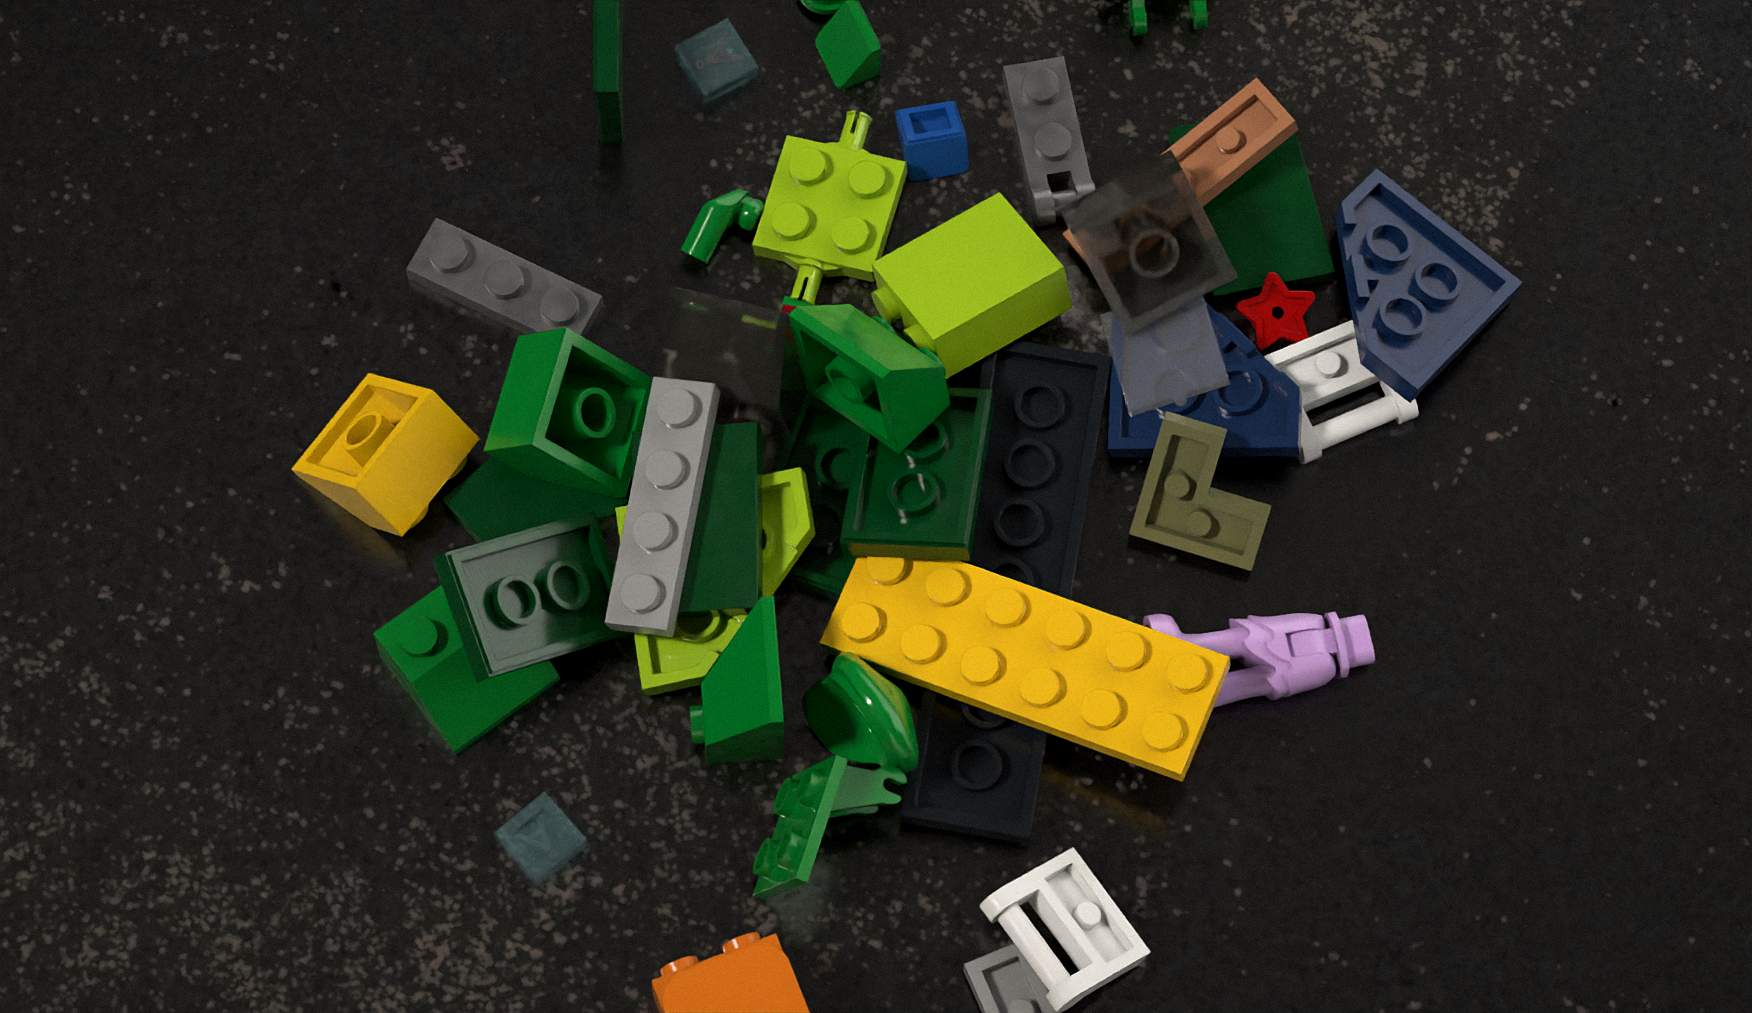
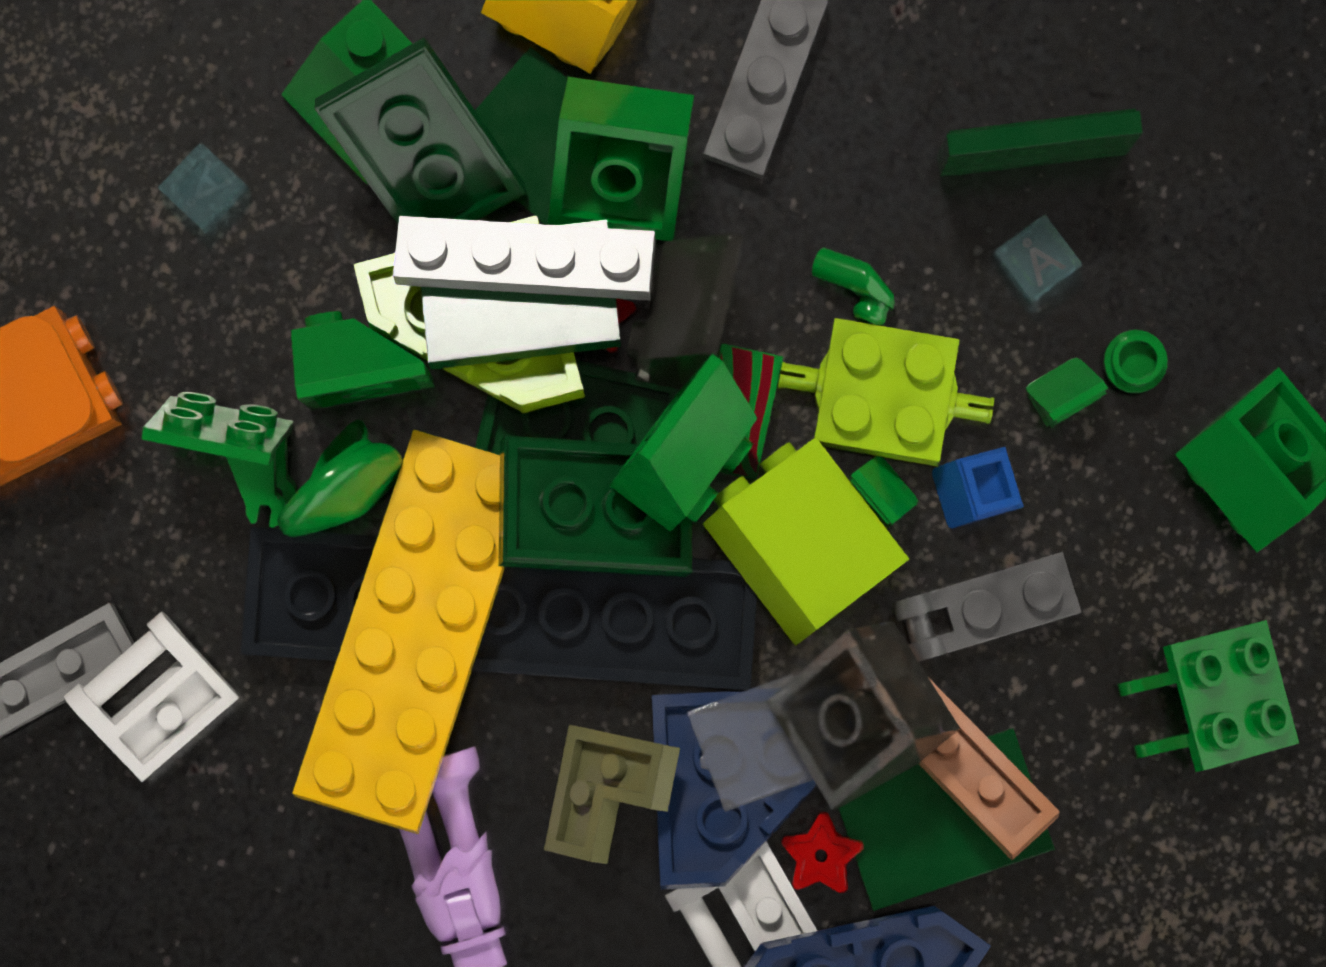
camera: 90 degrees right, 15 degrees up
(927, 217) = (883, 490): none -> green slope

